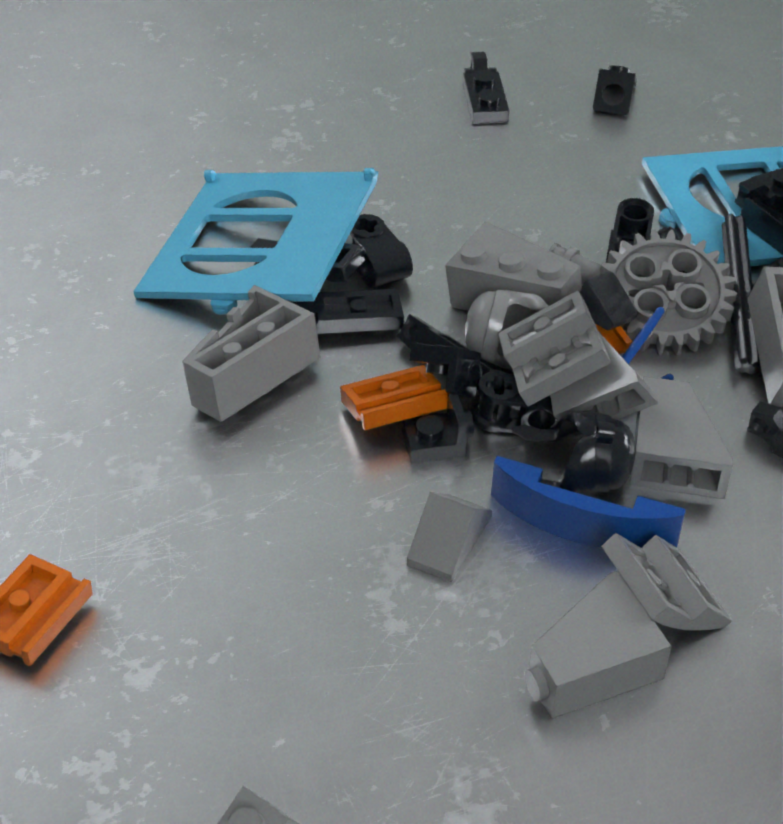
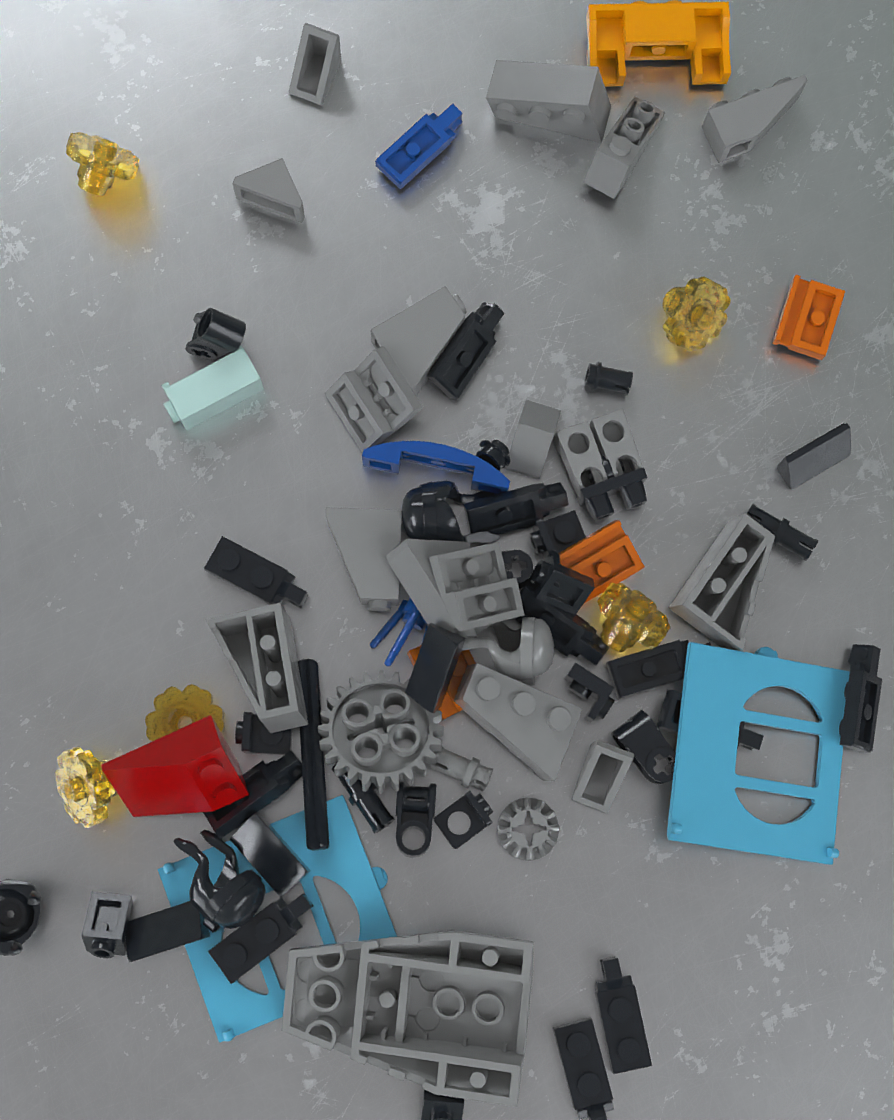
camera: 165 degrees right, 35 degrees up
(89, 466) = (816, 456): none -> black slope
(131, 264) = (862, 699): none -> black hinge
(165, 401) = (784, 533): none -> black pin
(198, 620) = (695, 313): none -> clear yellow plant
(334, 576) = (608, 378): none -> black pin
(367, 335) = (630, 618): none -> clear yellow plant
(367, 480) = (602, 463): none -> light grey hips
(427, 245) = (602, 775): none -> light grey slope
(429, 301) = (587, 684): none -> black bracket
(444, 114) = (621, 1019): none -> black hinge
(479, 461) = (514, 508): none -> black hinge
(507, 515) = (494, 453): none -> black plate
(513, 640) = (466, 350): none -> black hinge
(528, 223) = (515, 842): none -> light grey gear
(567, 231) = (477, 811): none -> black bracket
(614, 117) = (421, 1007): none -> light grey wedge

